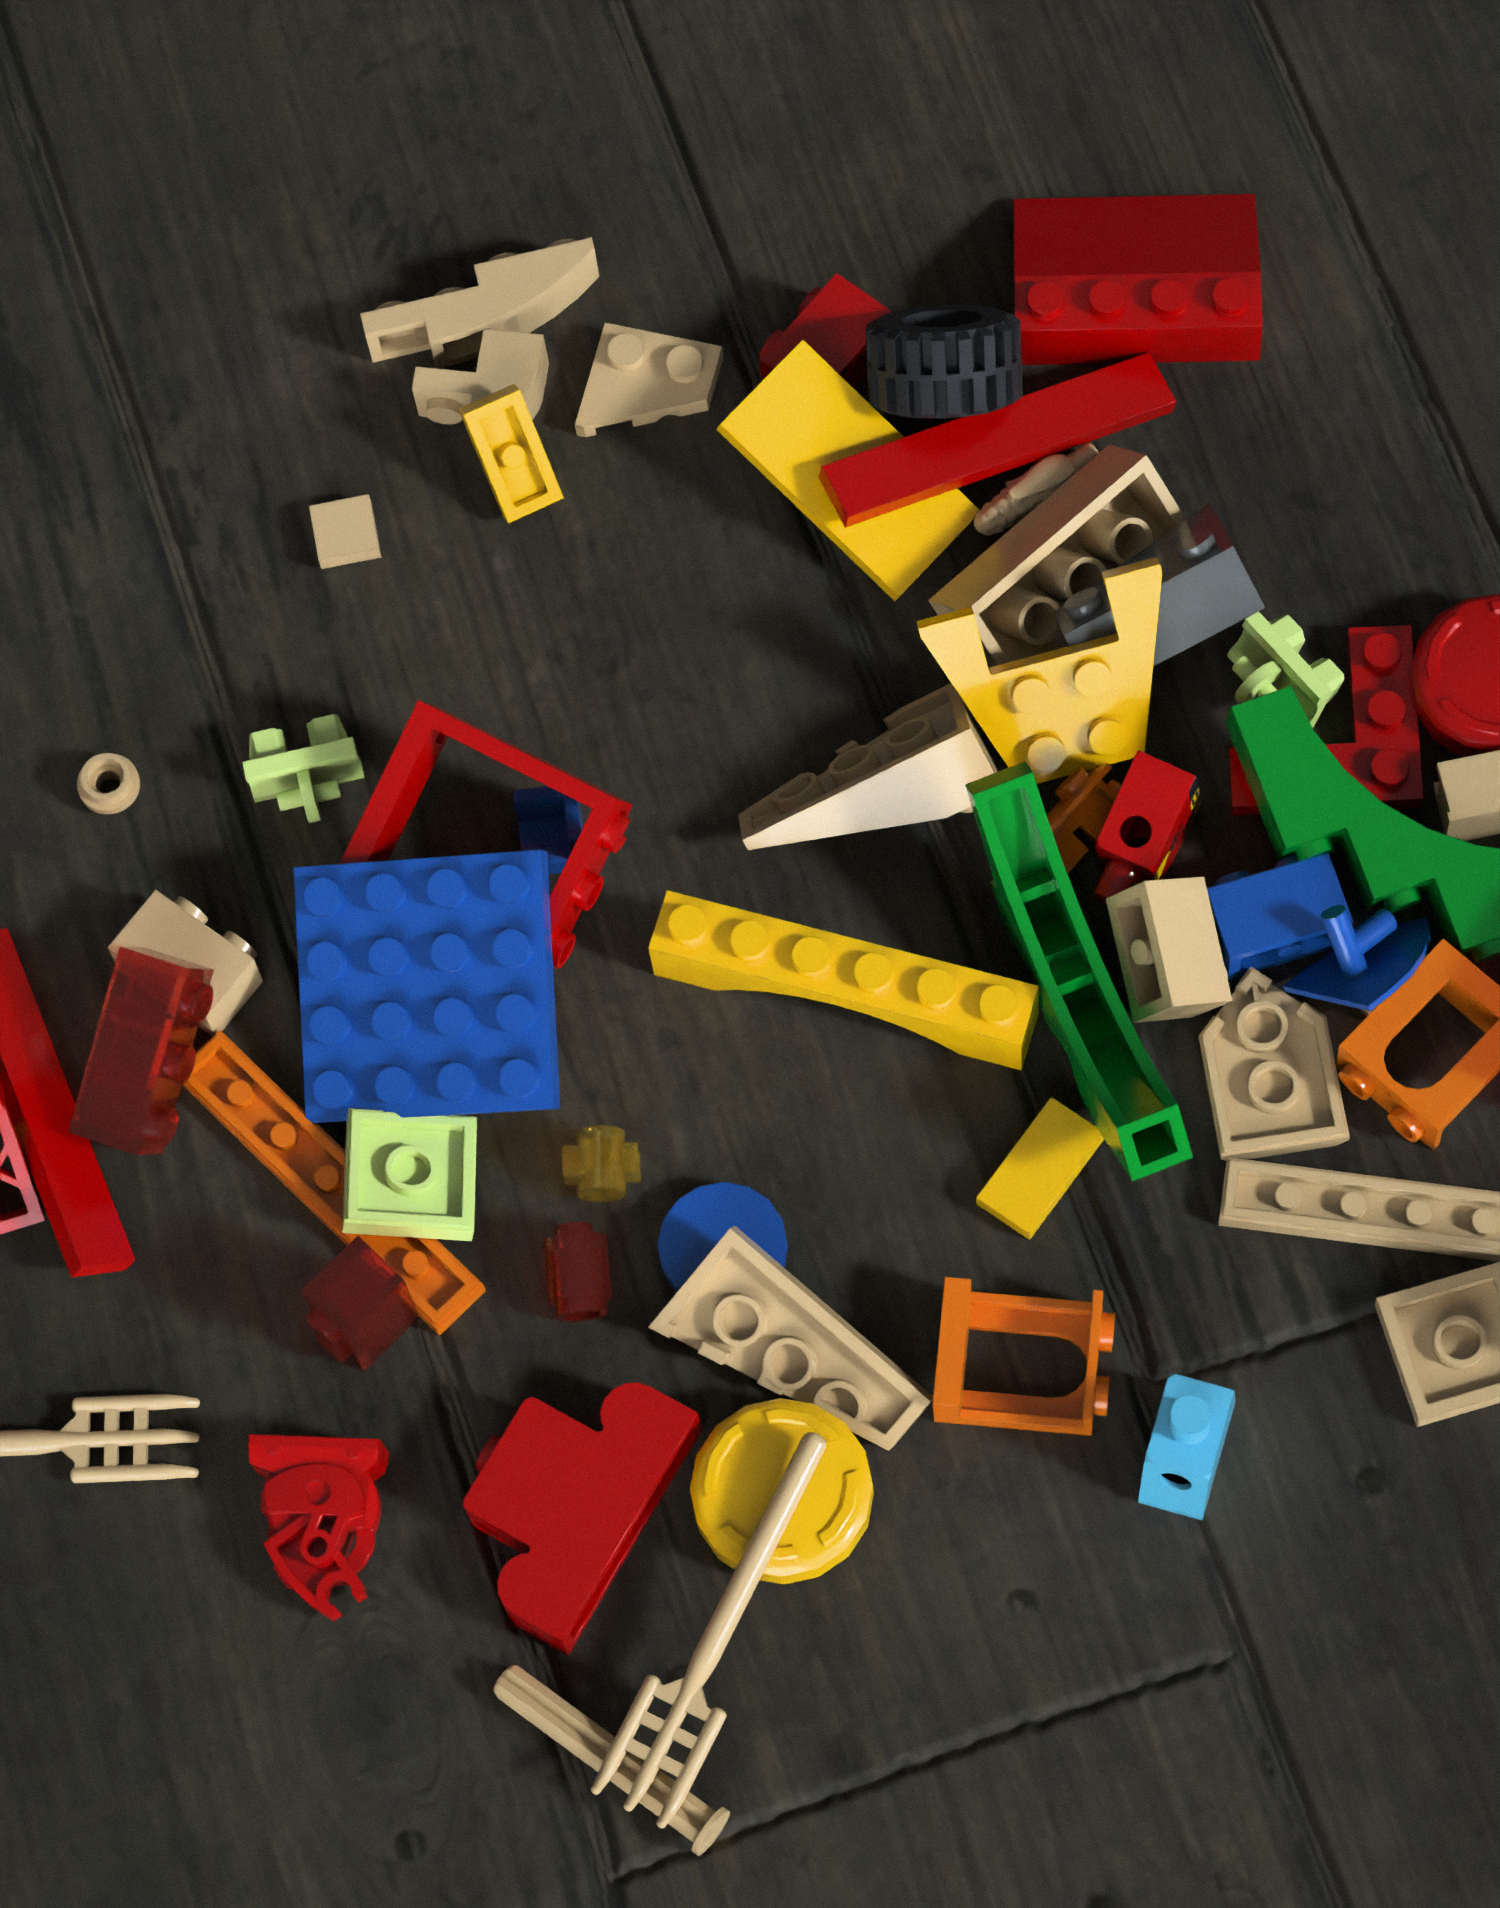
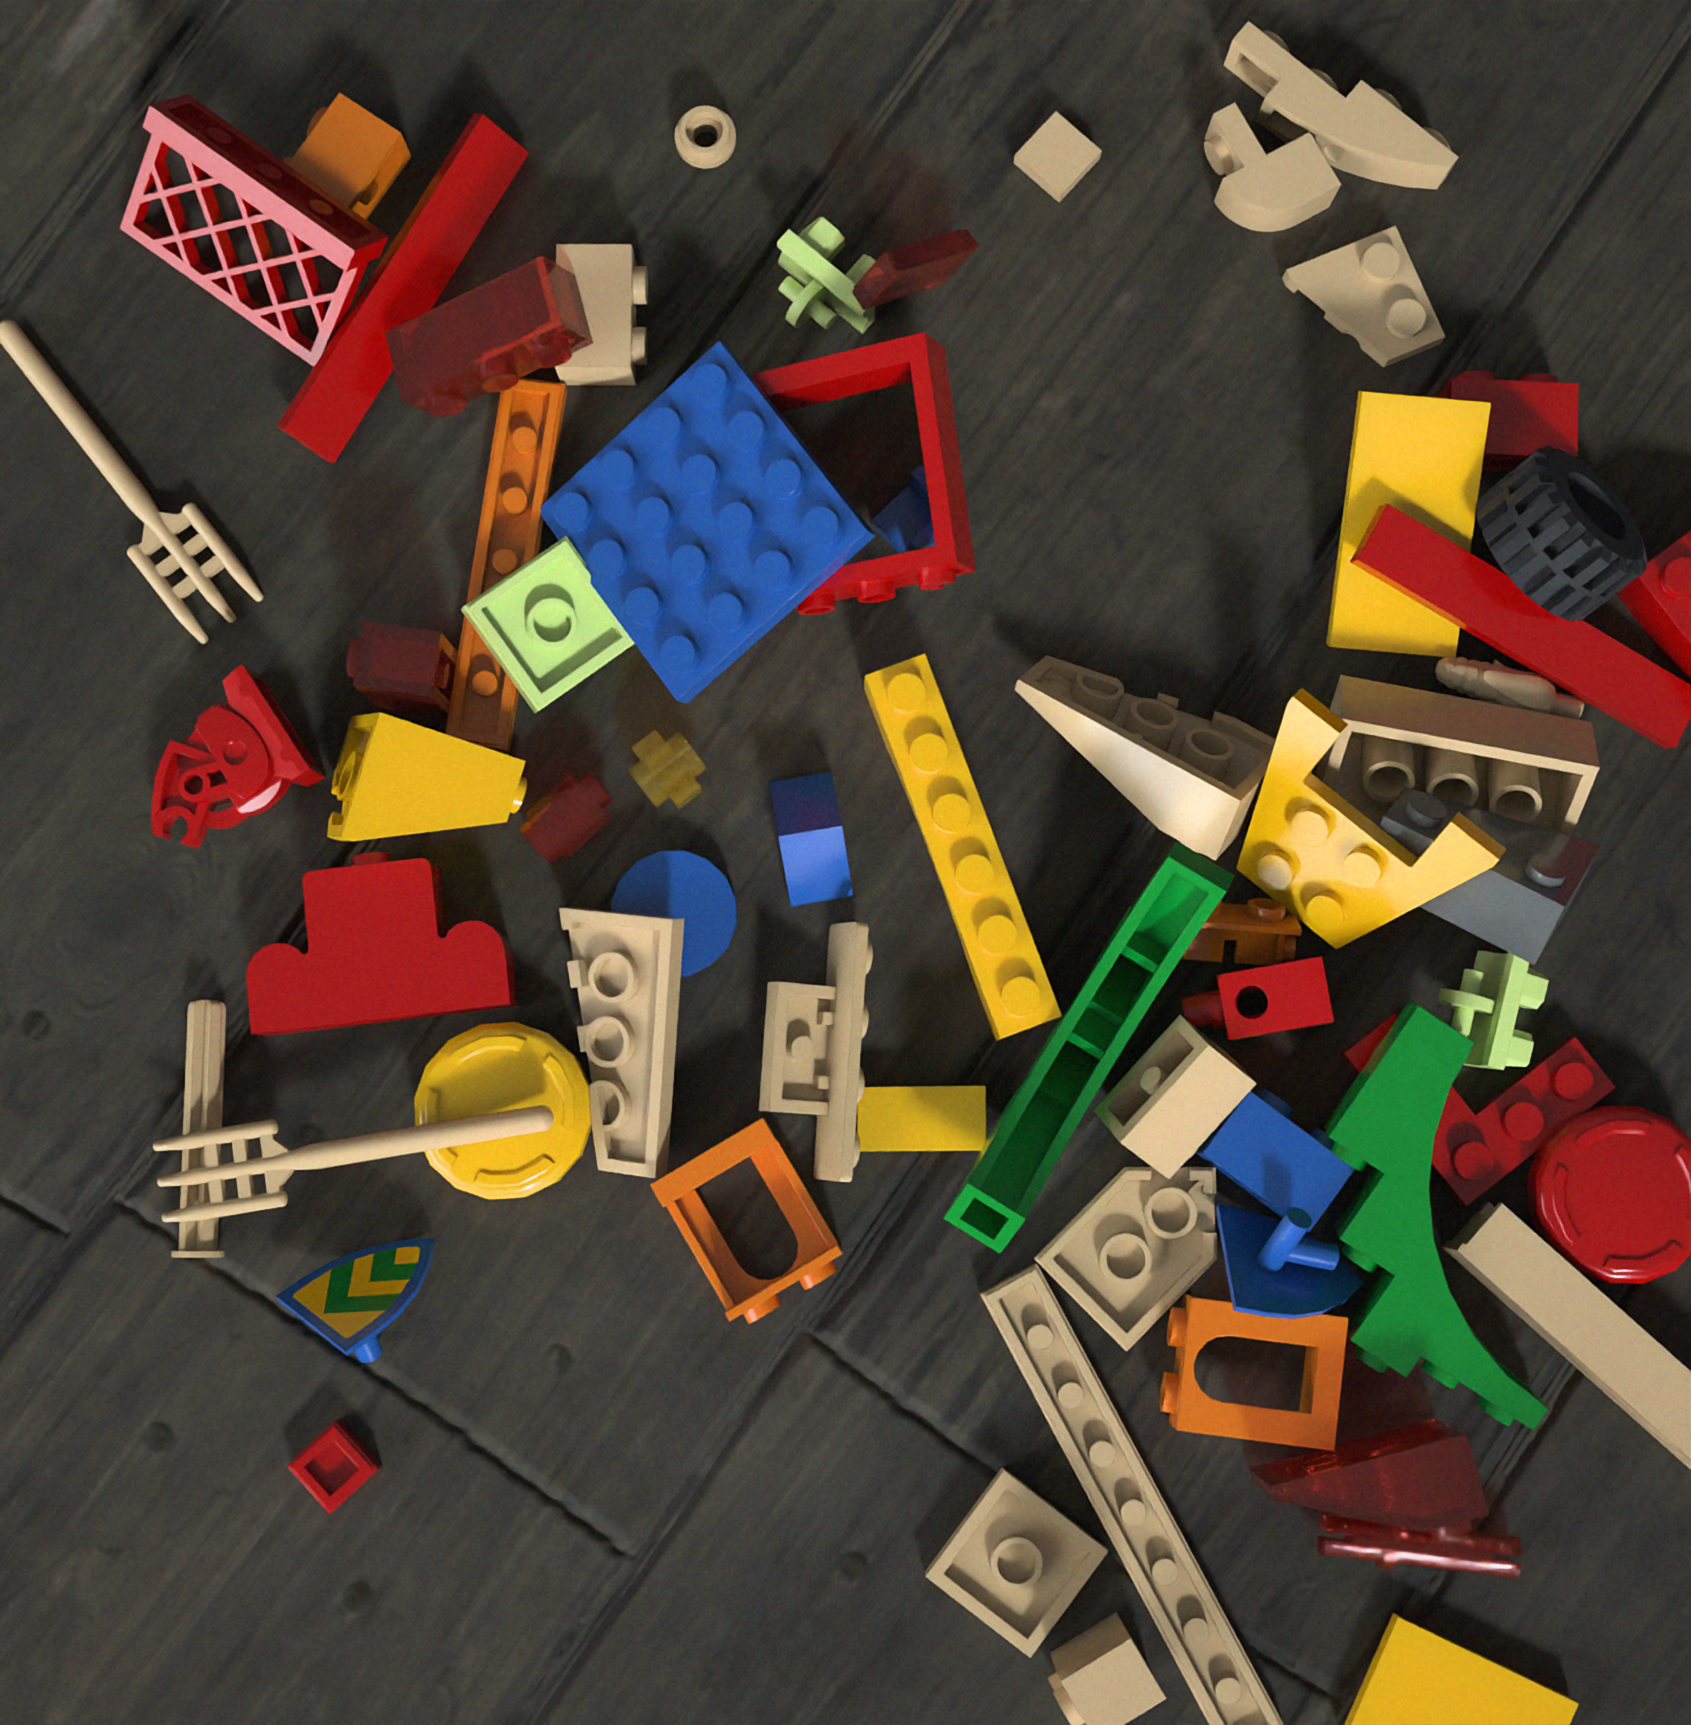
camera: 45 degrees right, 15 degrees up
(351, 689) = (914, 268): none -> clear red tile
(450, 1363) = (418, 781): none -> yellow slope
(511, 453) = (1217, 237): yellow plate -> none
(746, 1094) = (811, 839): none -> blue slope
(848, 1711) = (361, 1294): none -> shield
(924, 1204) = (816, 1050): none -> tan bracket
(975, 1847) = (334, 1466): none -> red tile
(1187, 1444) = (773, 1407): medium azure torso -> none

